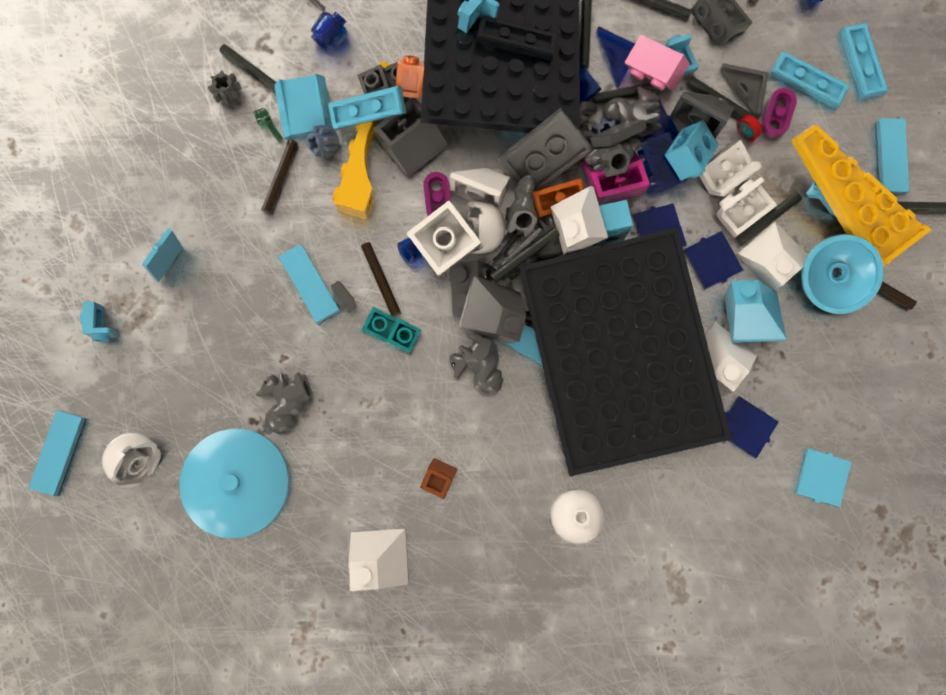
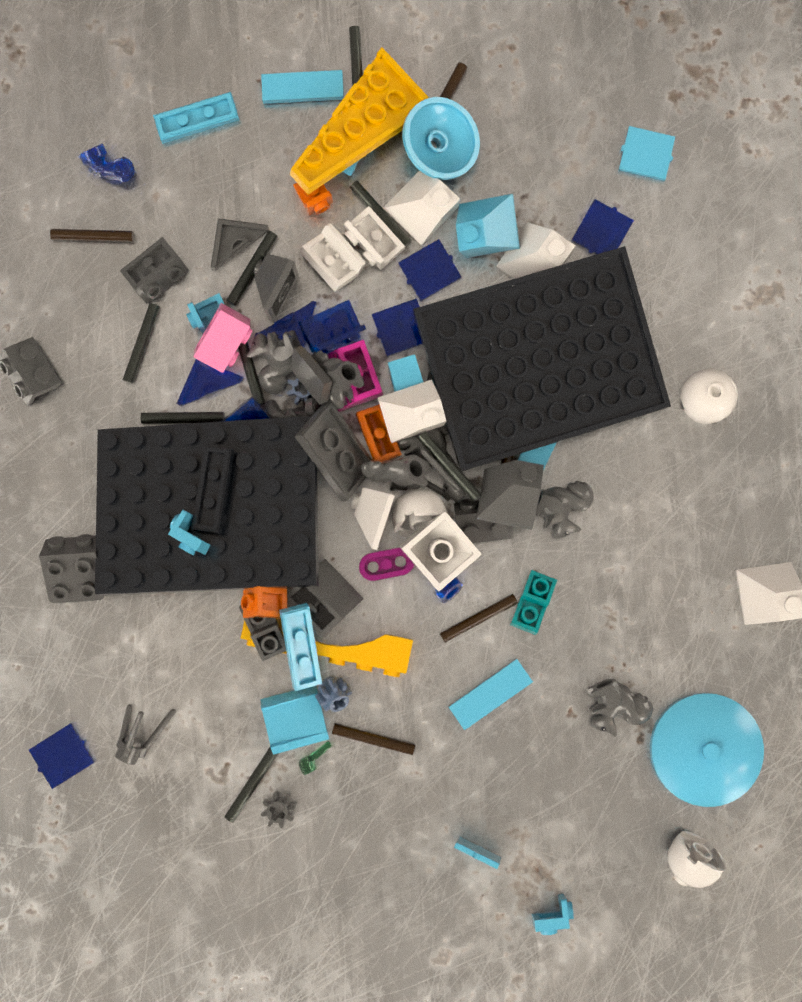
camera: 90 degrees left, 5 degrees up
(56, 453) = (692, 941): medium azure tile -> none
(329, 30) = (203, 700): clear blue head -> none
(342, 296) = (504, 655): dark grey tile -> none
(438, 478) = (682, 539): dark orange slope -> none
(692, 150) = (319, 296): medium azure brick -> none
(749, 128) = (283, 237): red tile -> none
(779, 115) = (265, 206): magenta plate -> none
(786, 160) = (316, 201): none -> orange bracket
(809, 80) = (222, 174): medium azure tile -> none

